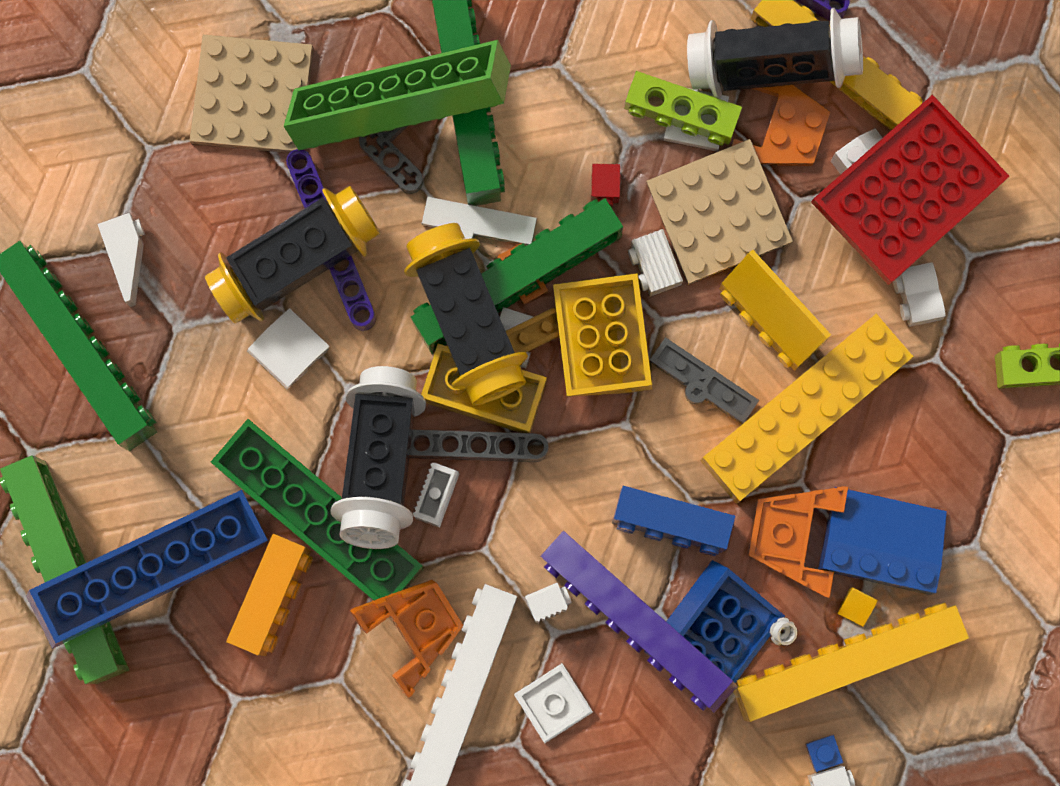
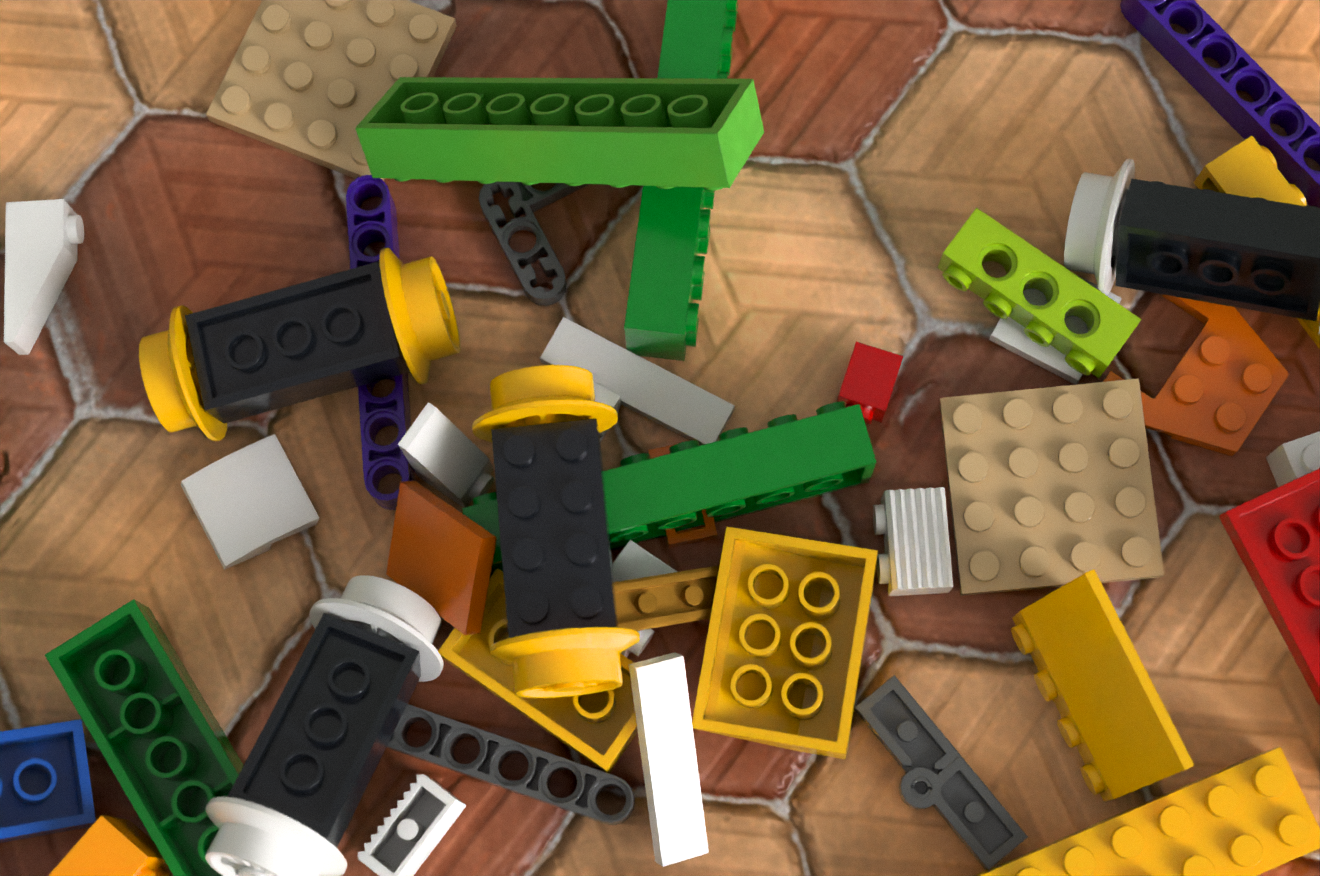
camera: 20 degrees right, 5 degrees down
(392, 293) = (446, 457): none -> white slope
(406, 345) = (441, 556): none -> orange tile
(560, 415) = (669, 758): none -> white tile

